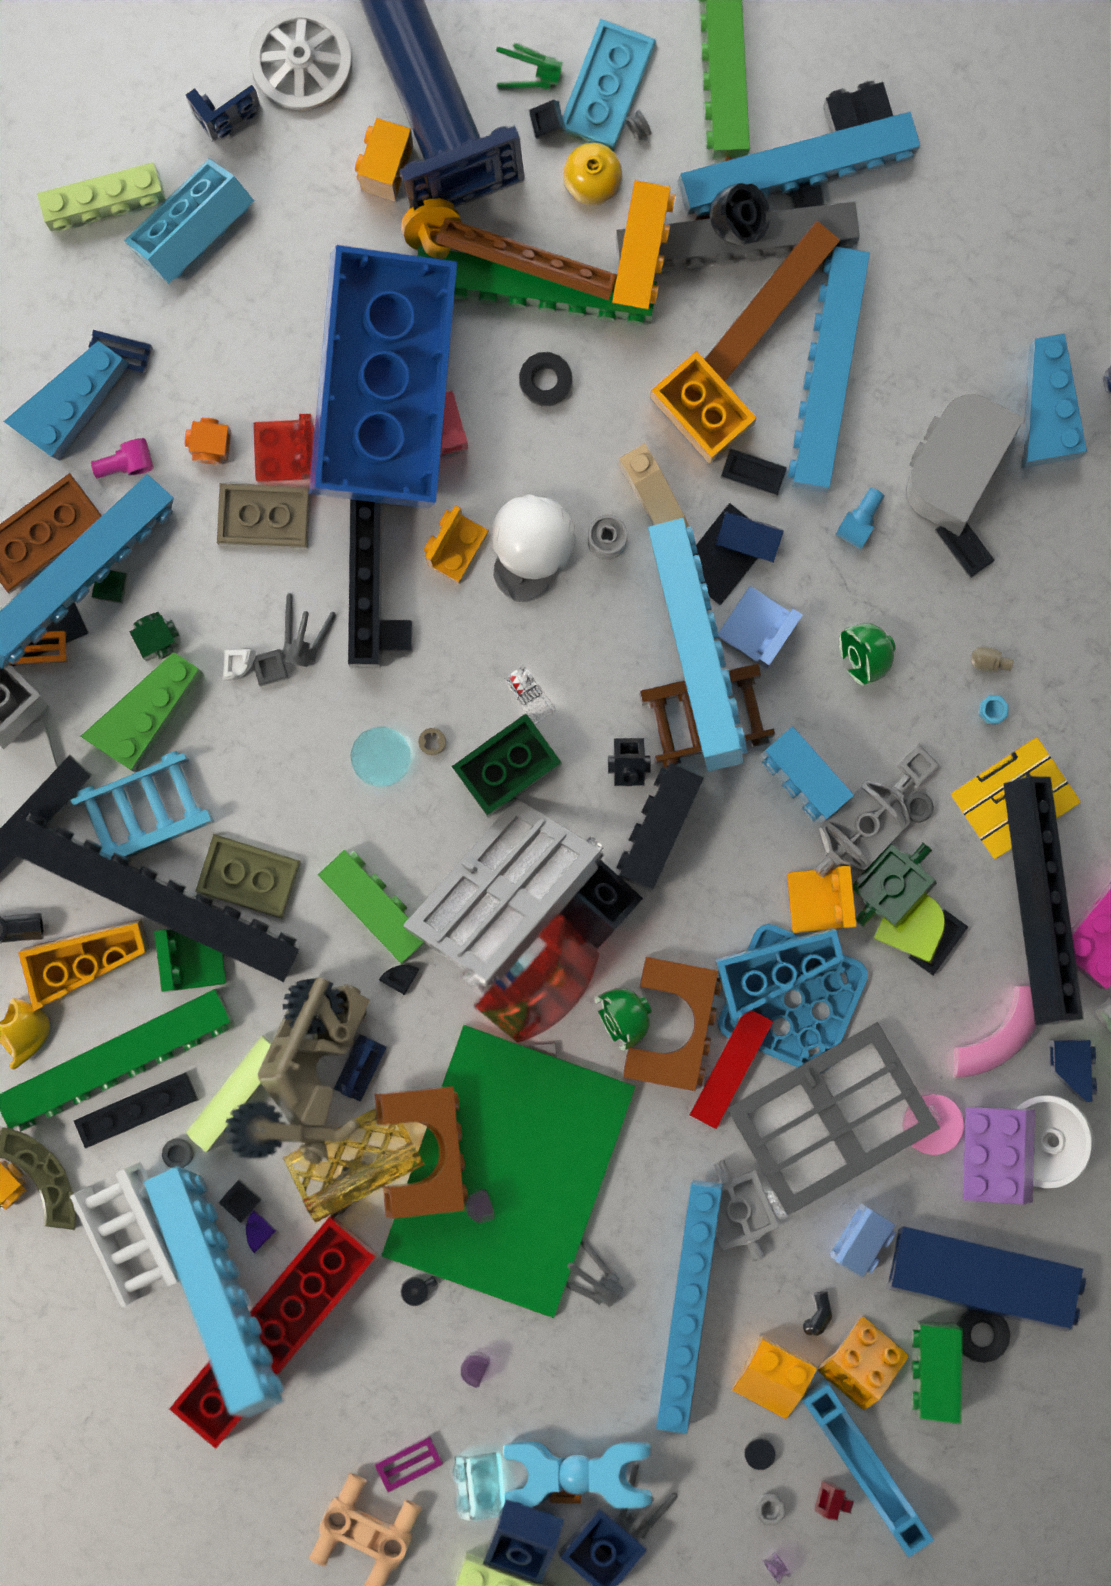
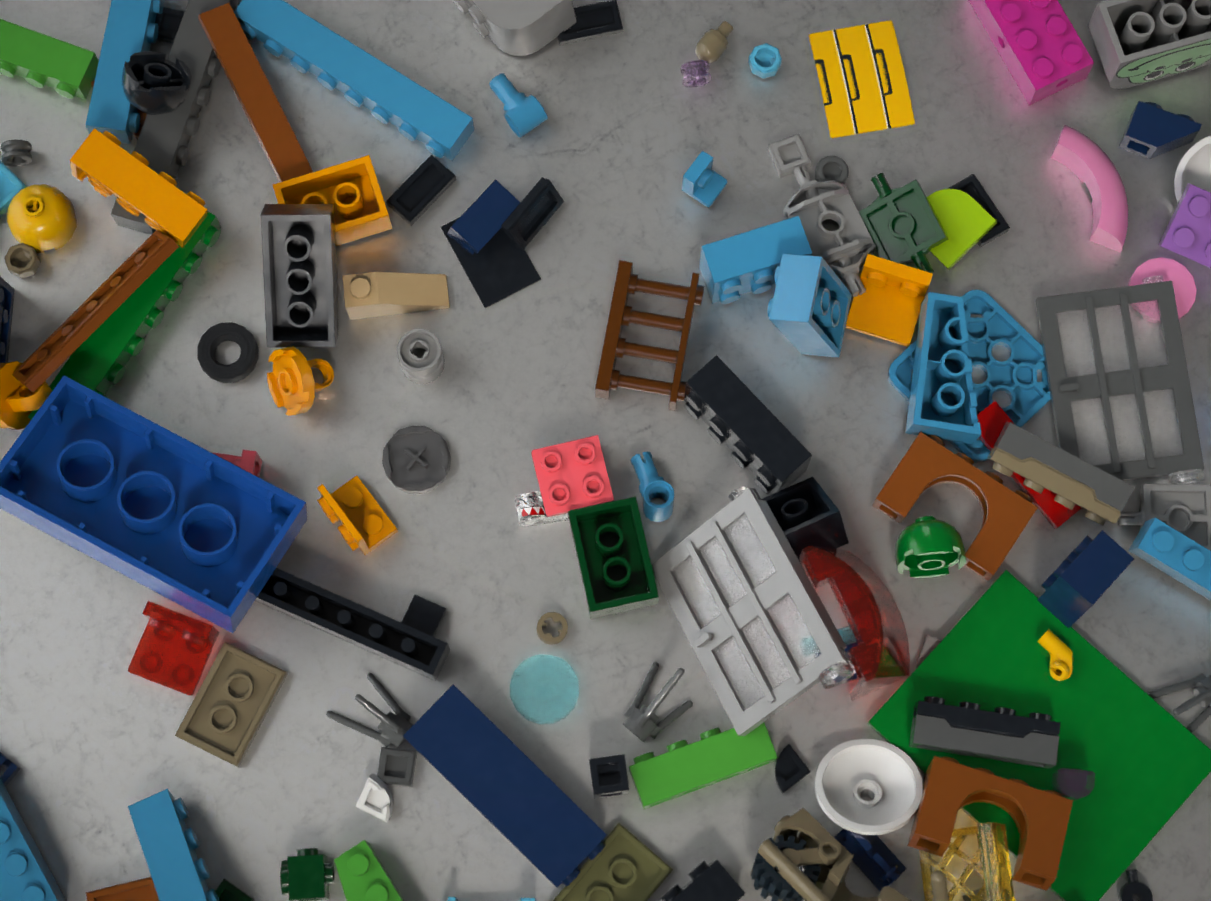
camera: 65 degrees left, 10 degrees down
(131, 459) = (102, 818): dark pink pin -> none
(208, 441) = (124, 727): orange brick -> none
(287, 759) = (506, 787): none -> dark blue brick
(329, 837) = (609, 776): none -> black brick
(387, 845) = (642, 721): none -> dark grey plant
(425, 1039) = (872, 771): none -> white dish
(490, 1121) = (985, 733): none -> piece
(533, 536) = (385, 430): white piece -> none
(542, 442) = (293, 381): none -> light orange tile
(549, 175) = (22, 260): none -> dark tan tile
(558, 704) = (572, 475): none -> coral bracket
(581, 772) = (653, 487): none -> dark azure pin
(581, 1157) = (1060, 656): none -> yellow arm
(627, 409) = (299, 275): none -> black brick
(629, 762) = (664, 432): black brick -> none
(650, 1152) = (1083, 577): none -> dark blue brick
(695, 642) = (575, 306): medium azure brick -> none
(731, 1098) = (1060, 473): none -> piece
(759, 627) = (583, 246): light blue bracket -> none
(770, 574) = (532, 213): none -> black tile
(782, 836) = (810, 305): none -> dark azure brick
(860, 704) = (702, 181): none -> dark azure bracket
(868, 651) = (654, 152): green cylinder -> none
(955, 656) = (695, 73): none -> clear purple bush
(1043, 901) = (981, 85): black brick -> none

